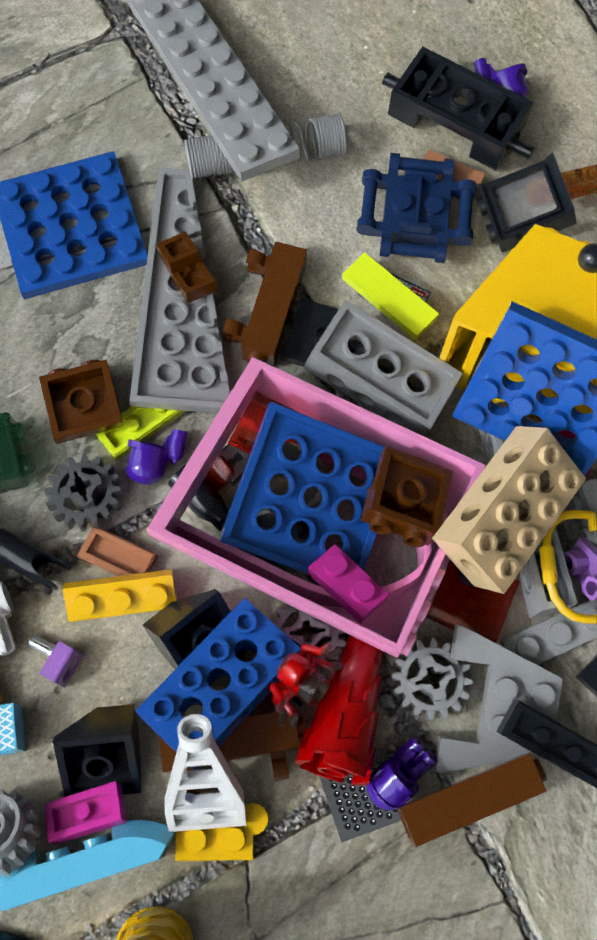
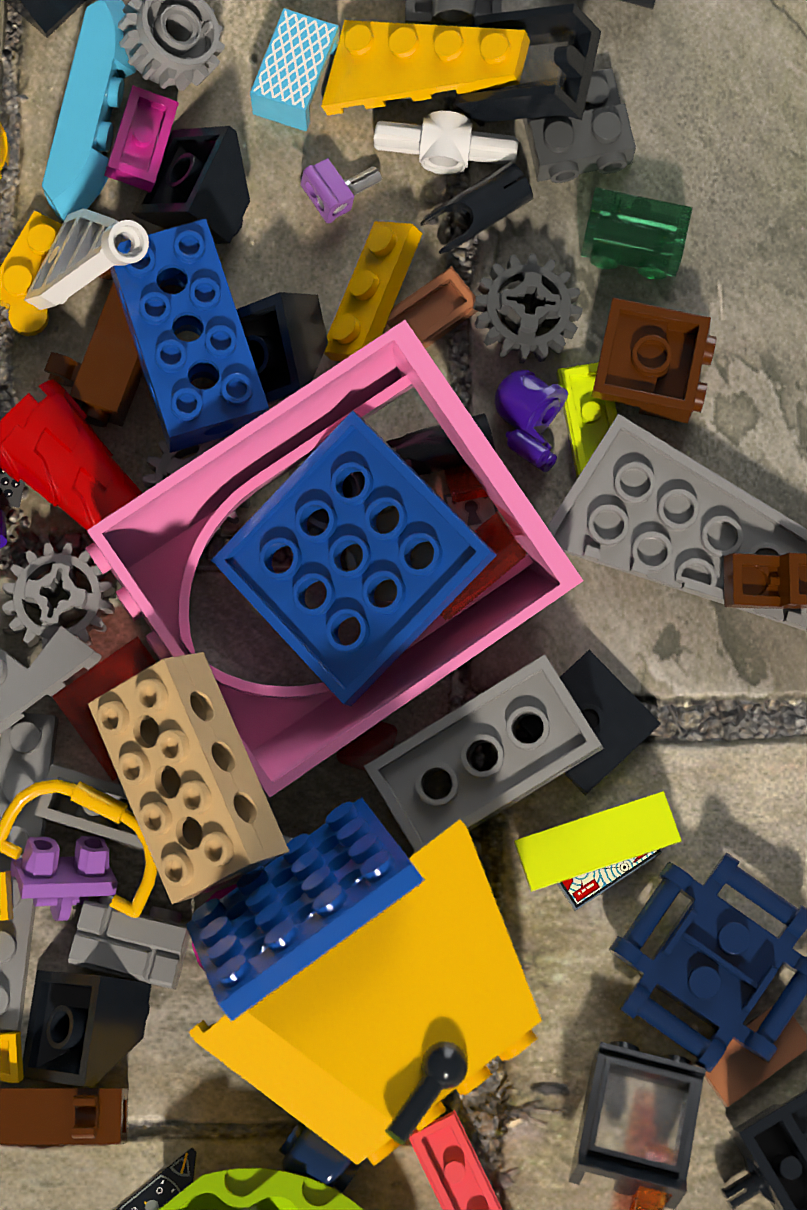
camera: 120 degrees right, 5 degrees up
(273, 304) = (668, 675): reddish brown brick -> none
(302, 679) = (131, 423): animal -> none
(348, 584) = (216, 537): dark pink plate -> none
(407, 497) = (282, 670): reddish brown plate -> none

